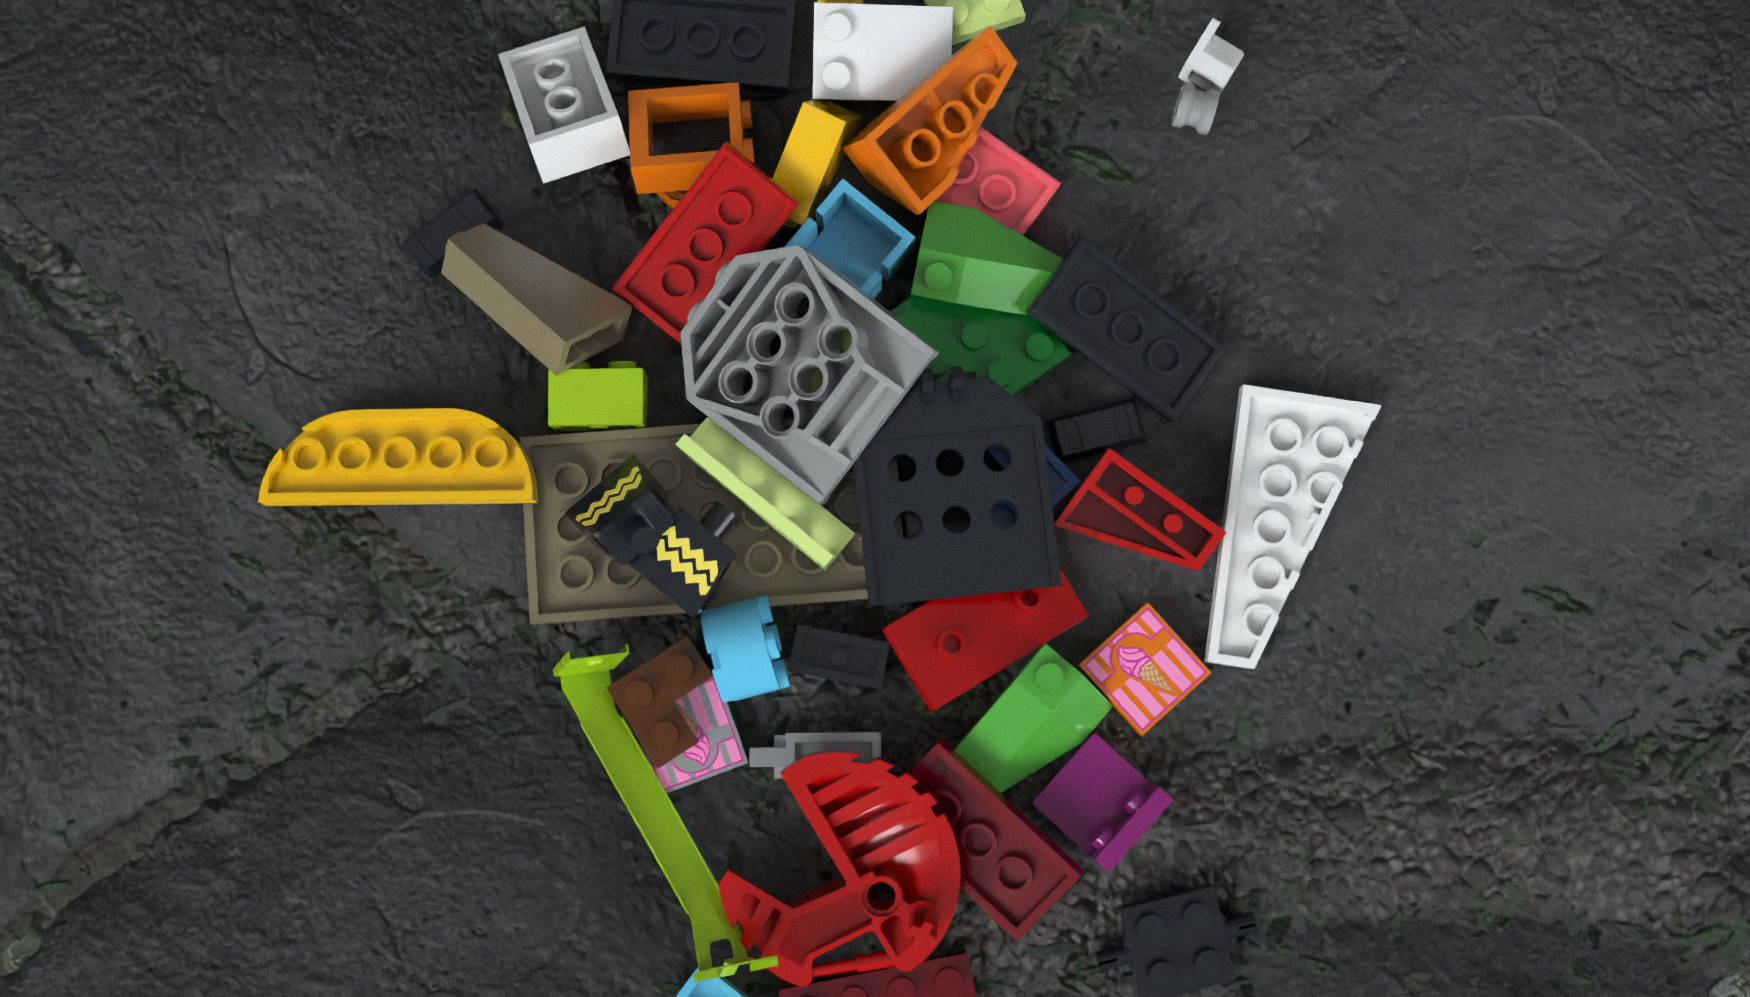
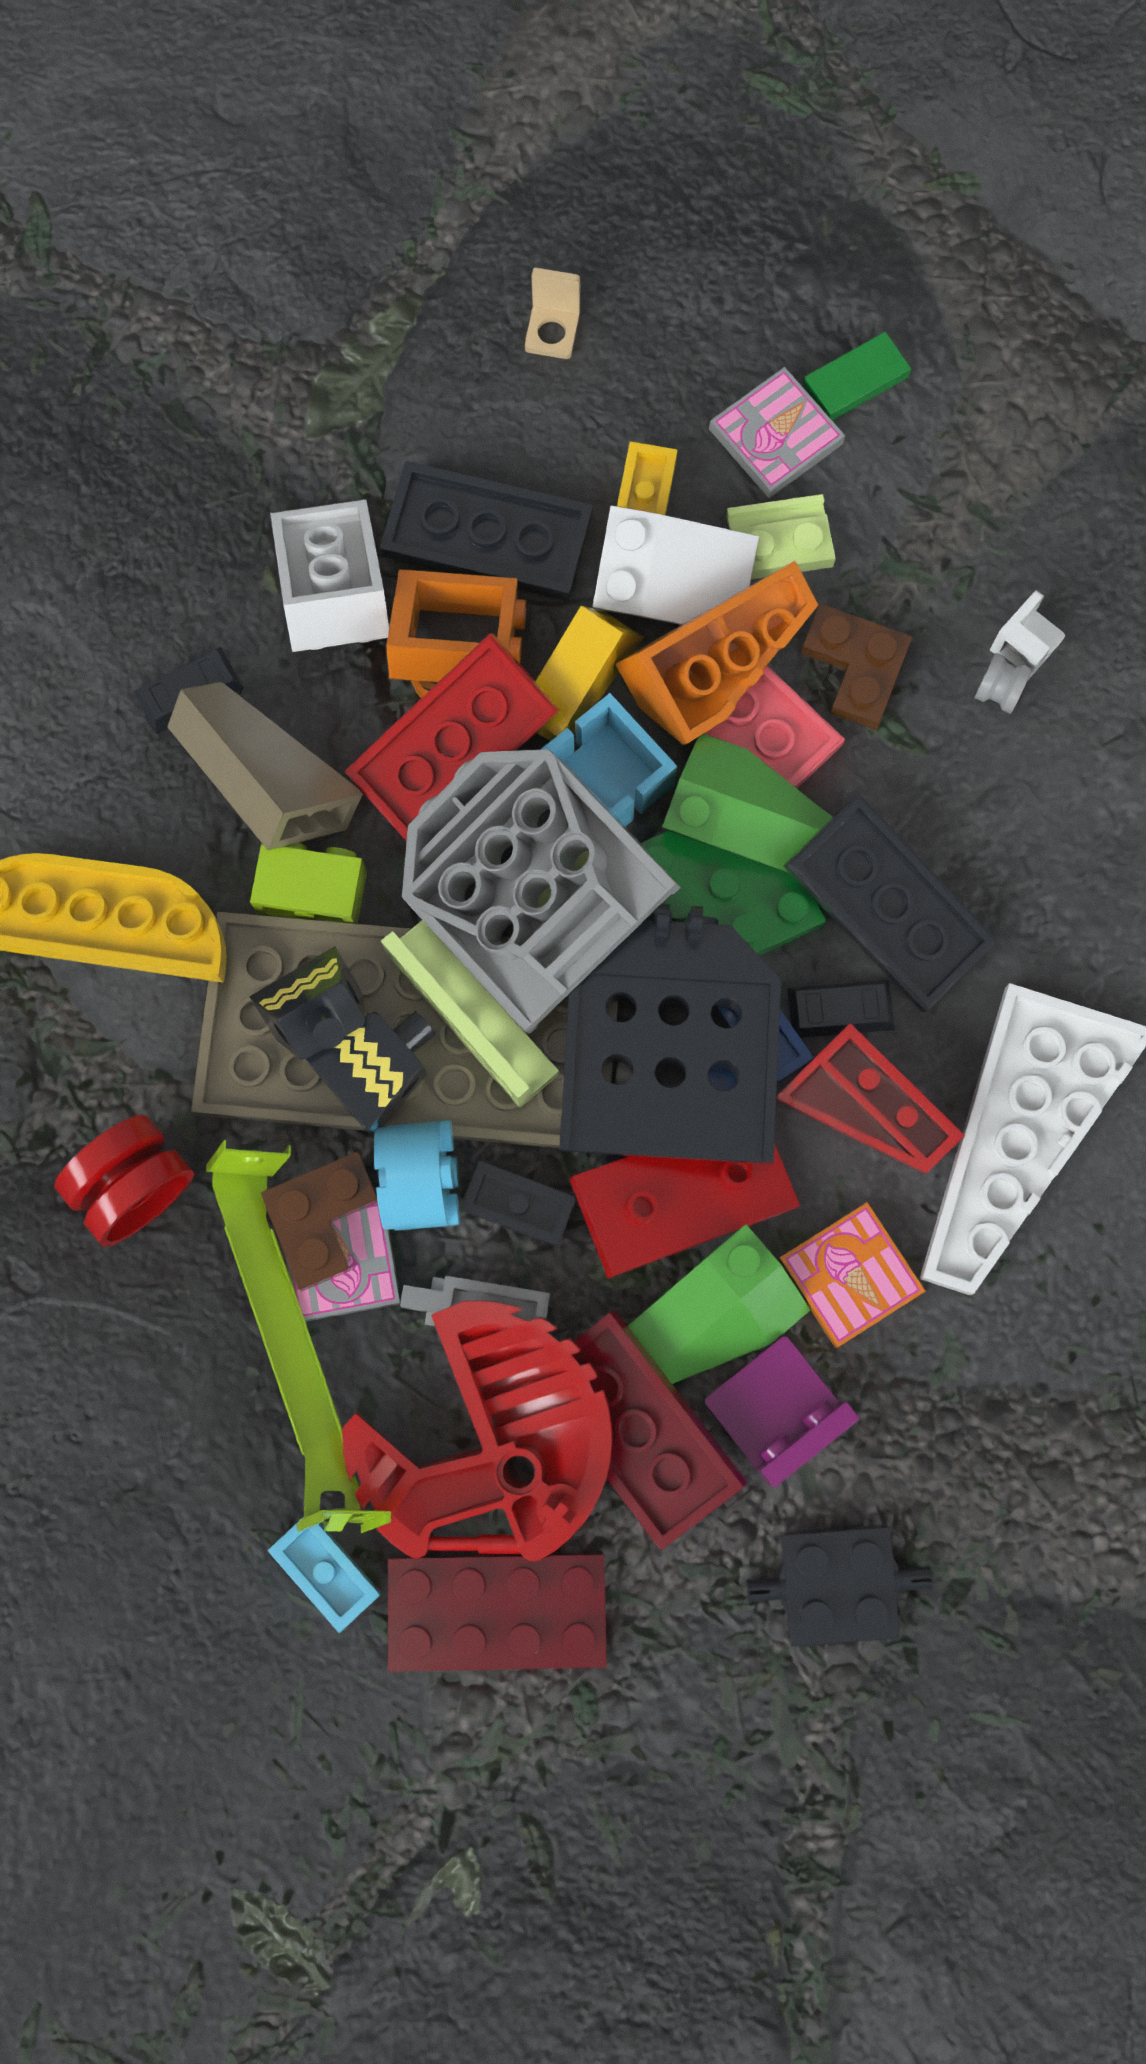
camera: 15 degrees right, 5 degrees down
(481, 698) = (123, 1180): none -> red wheel
(1071, 101) = (869, 655): none -> reddish brown plate

